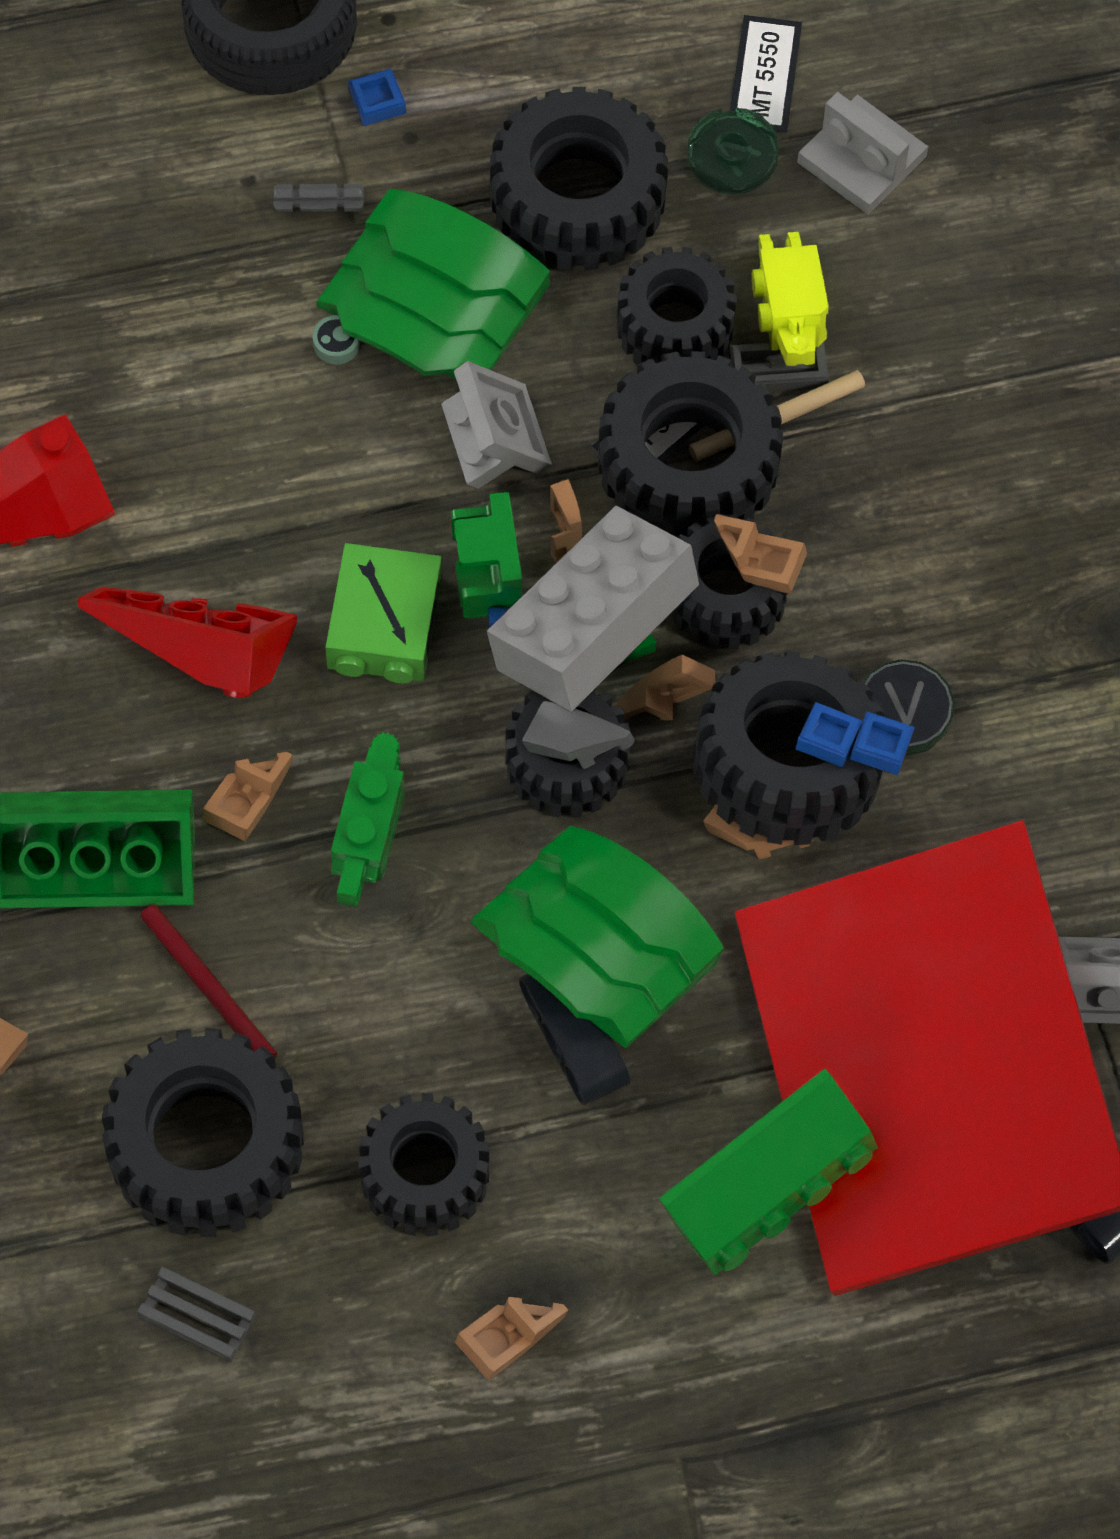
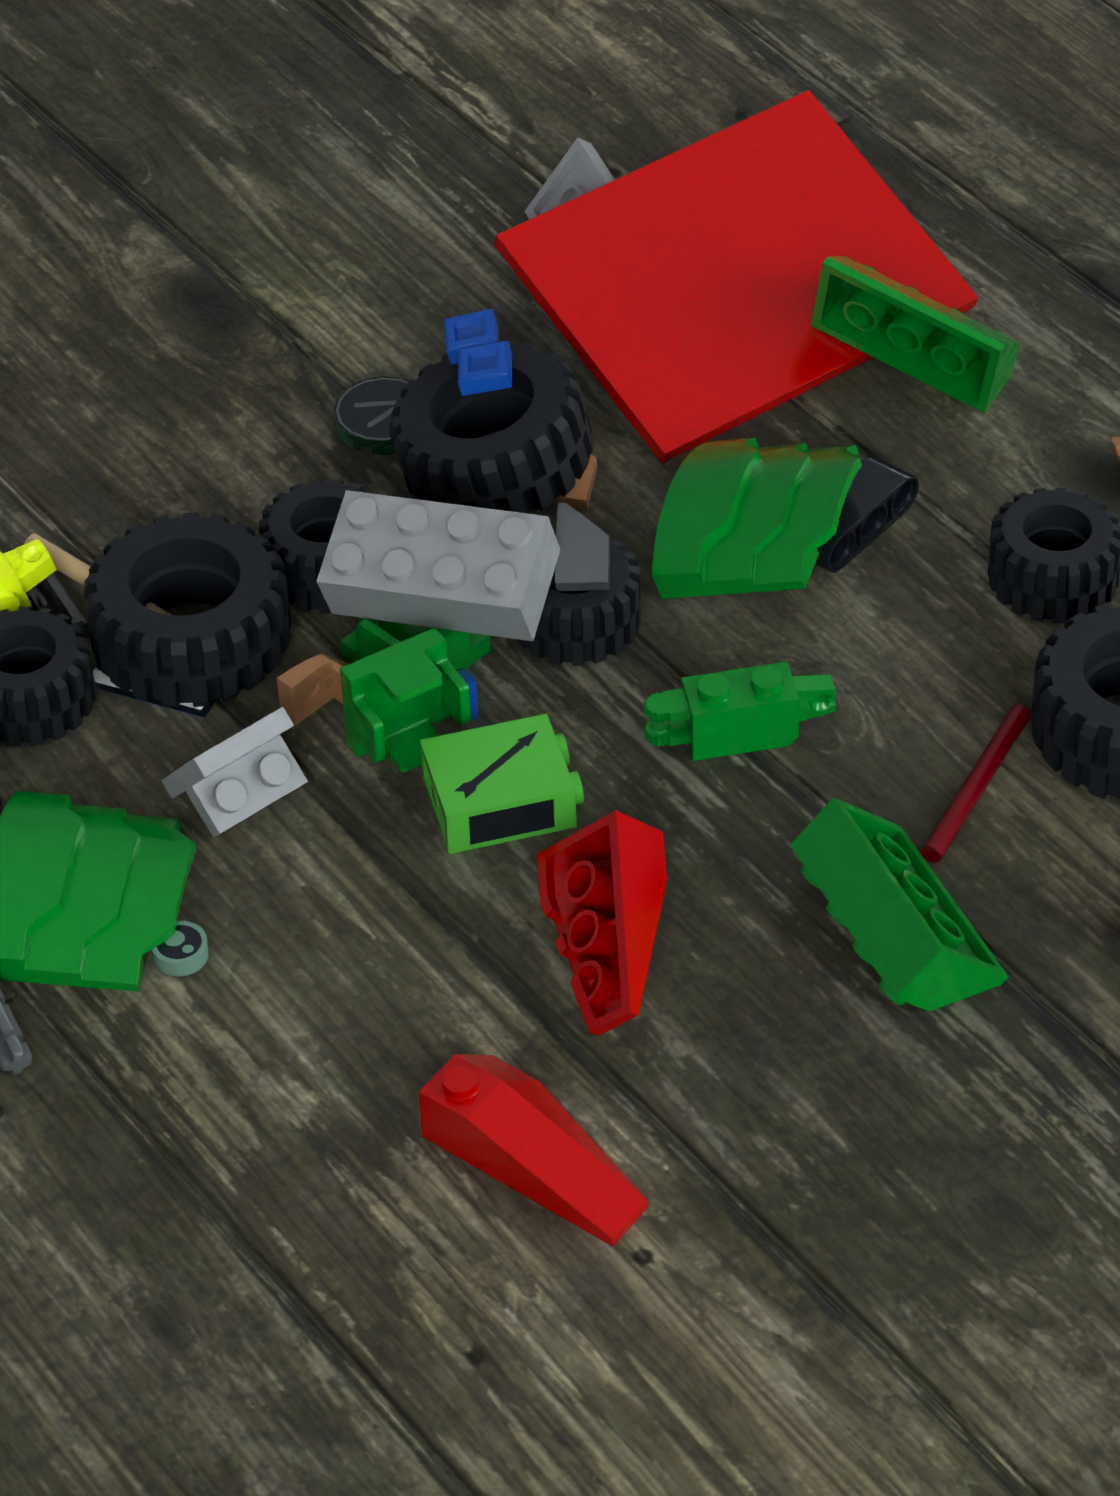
camera: 110 degrees left, 20 degrees down
(246, 795) = (756, 830): medium nougat slope -> none
(761, 557) = (304, 489): medium nougat slope -> none

